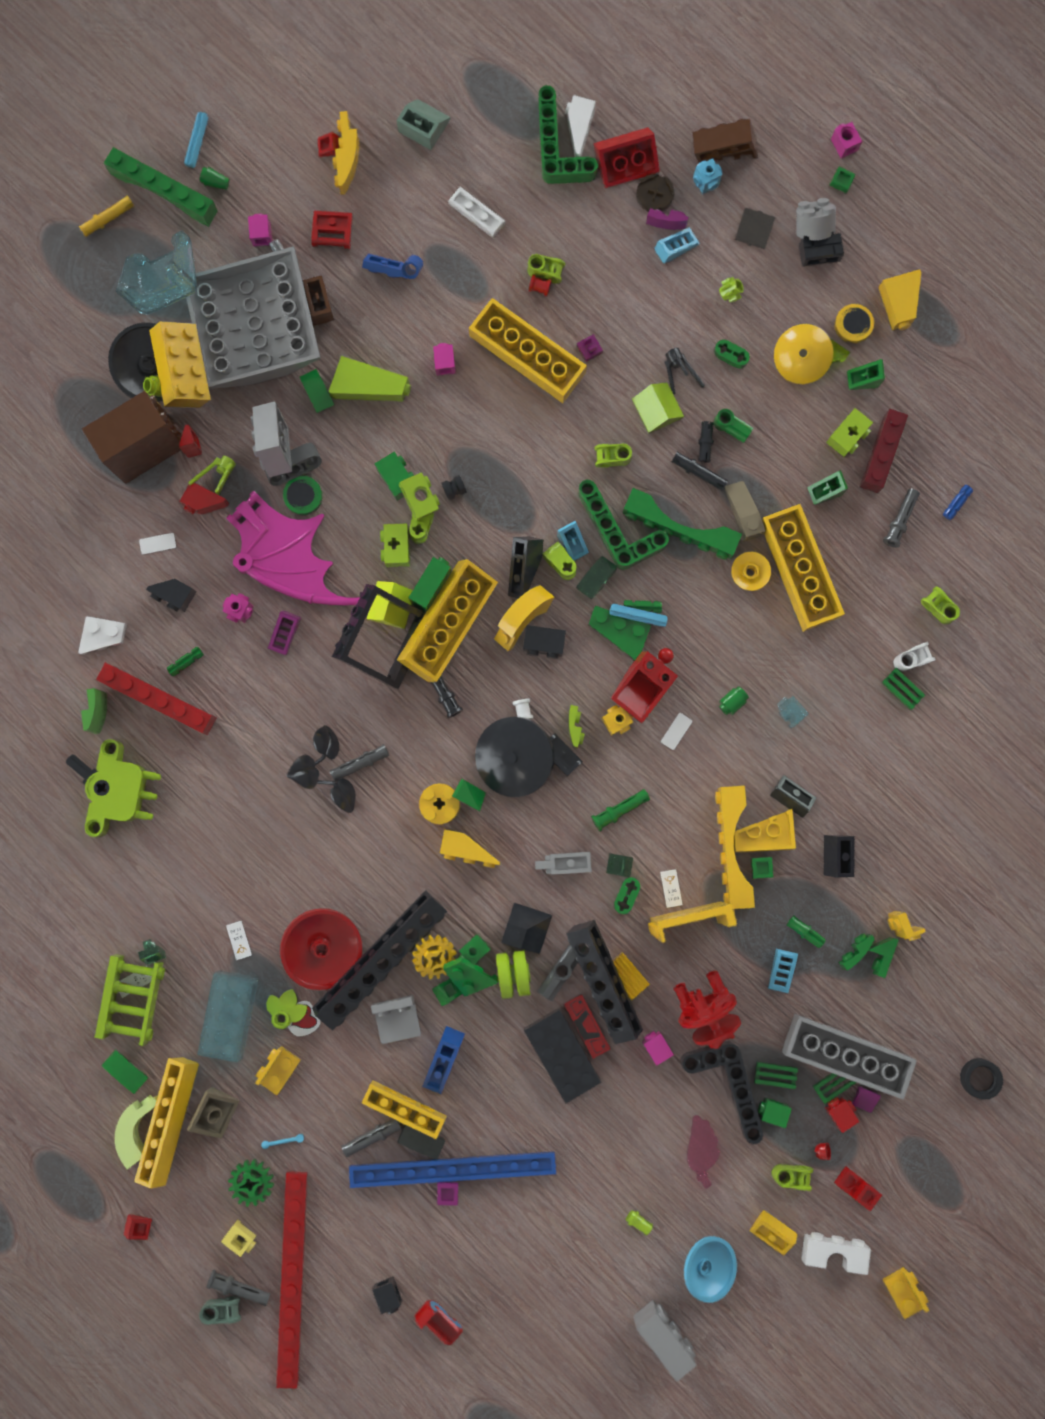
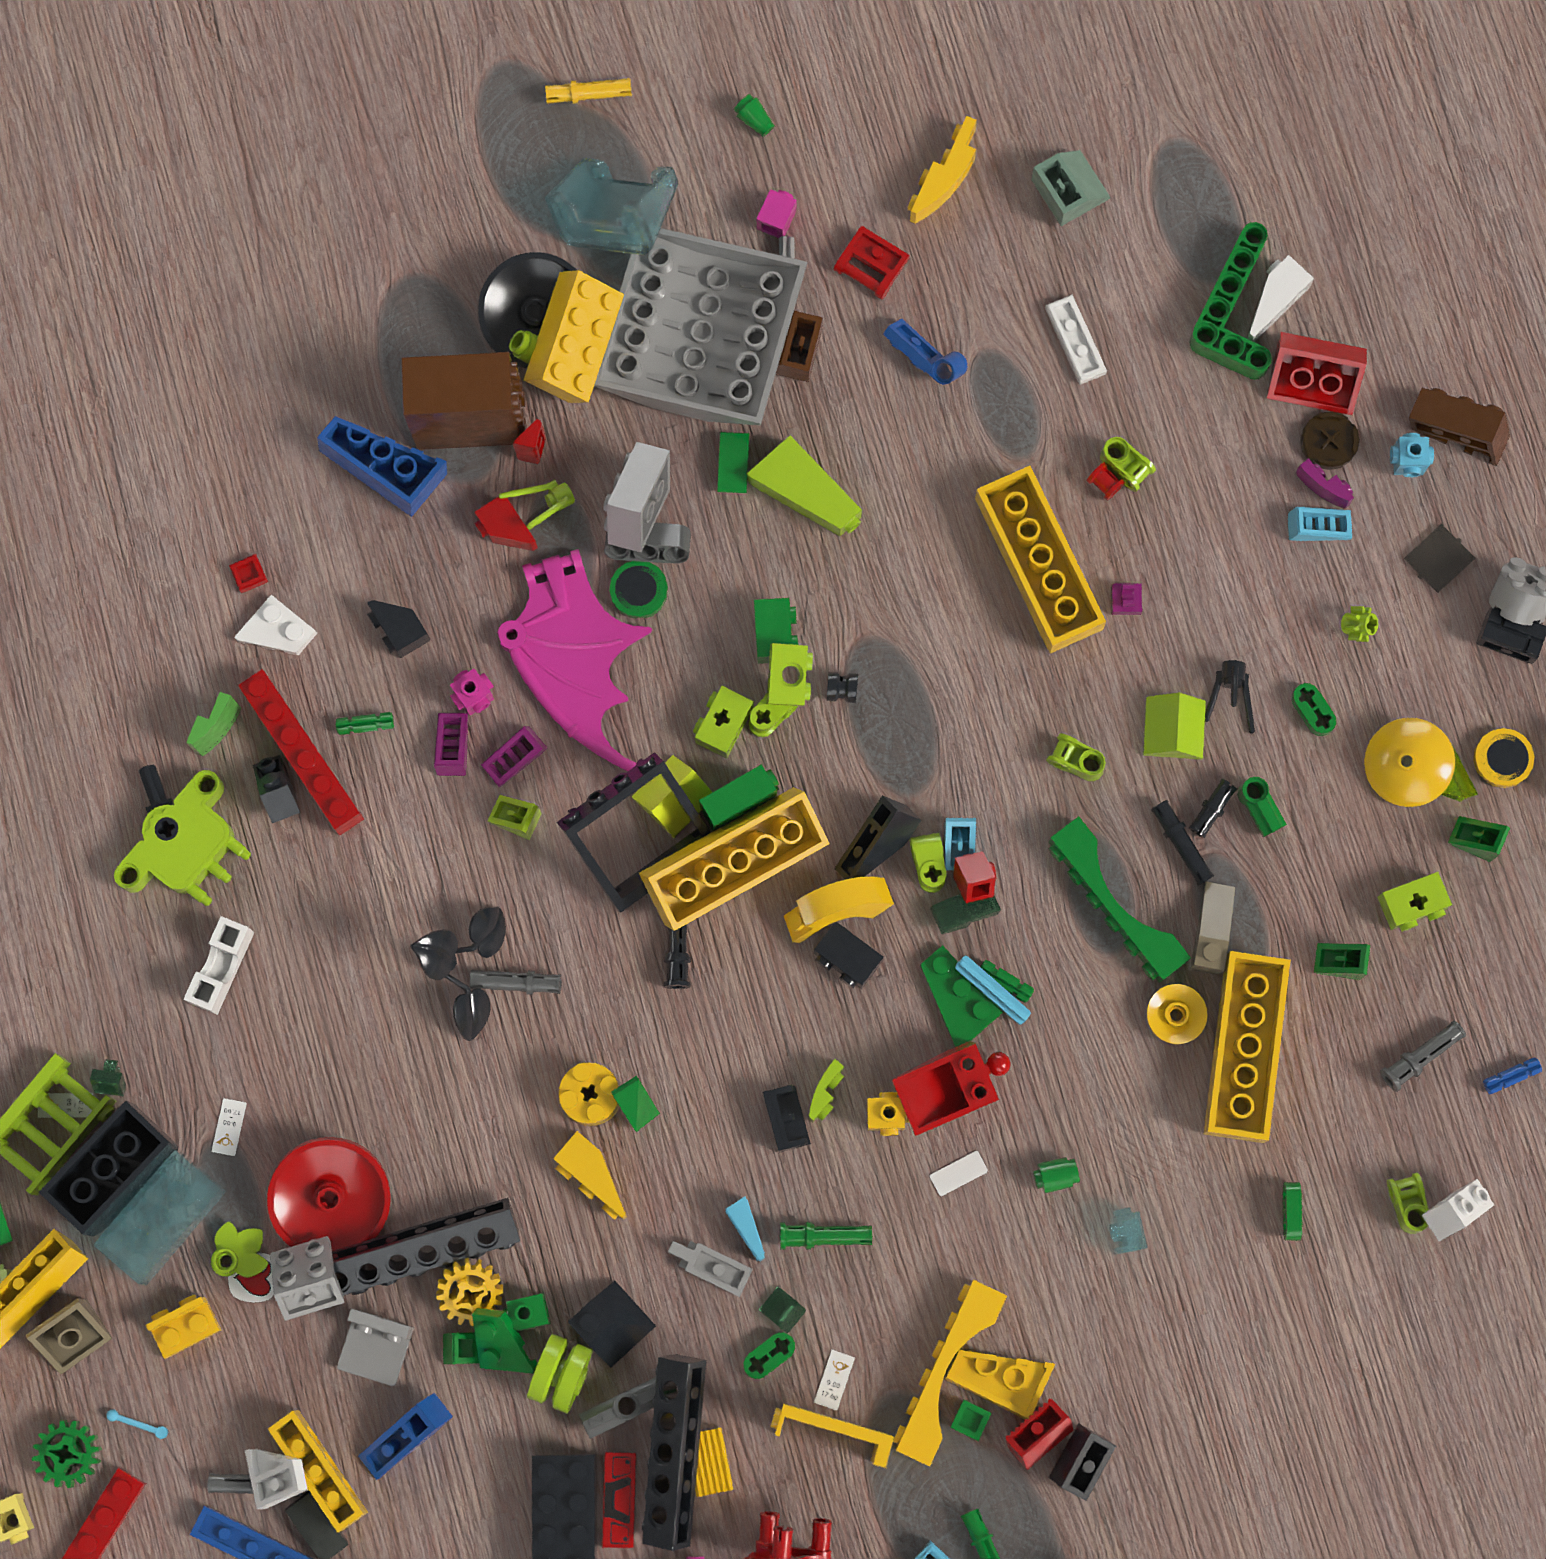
camera: 30 degrees right, 5 degrees down
(65, 611) = (248, 573): none -> red tile
(111, 503) = (390, 469): none -> blue wedge
(137, 173) = (693, 108): green arch -> none
(153, 728) = (275, 788): none -> black slope
(157, 543) = (415, 549): white sticker -> none
(181, 858) = (225, 956): none -> white arch
(181, 1007) = (109, 1170): none -> black brick
(196, 140) = (760, 52): medium azure axle -> none
(249, 656) = (451, 762): none -> magenta slope
(305, 666) = (515, 816): none -> lime slope
(328, 144) = (929, 148): red slope -> none
(333, 1003) = (305, 1278): none -> light grey bracket
(381, 1128) = (274, 1477): none -> white wing
(444, 359) = (924, 511): dark pink brick -> none
(514, 756) = (723, 1086): black dish -> none
(522, 708) = (769, 1031): white bush -> none
(569, 827) = (743, 1220): none -> medium azure slope
(592, 555) = (974, 876): none -> red brick
(615, 532) = (1022, 861): green beam -> none
(793, 796) = (1067, 1348): pearl dark grey slope -> none
(806, 853) = (1039, 1434): none -> red brick
(877, 647) = (1292, 1211): none -> green beam
(883, 451) = (1447, 951): dark red brick -> none
(908, 683) = (1299, 1292): green tile -> none
(916, 657) = (1340, 1253): white piece -> none
(972, 594) = (1458, 1210): none -> white brick

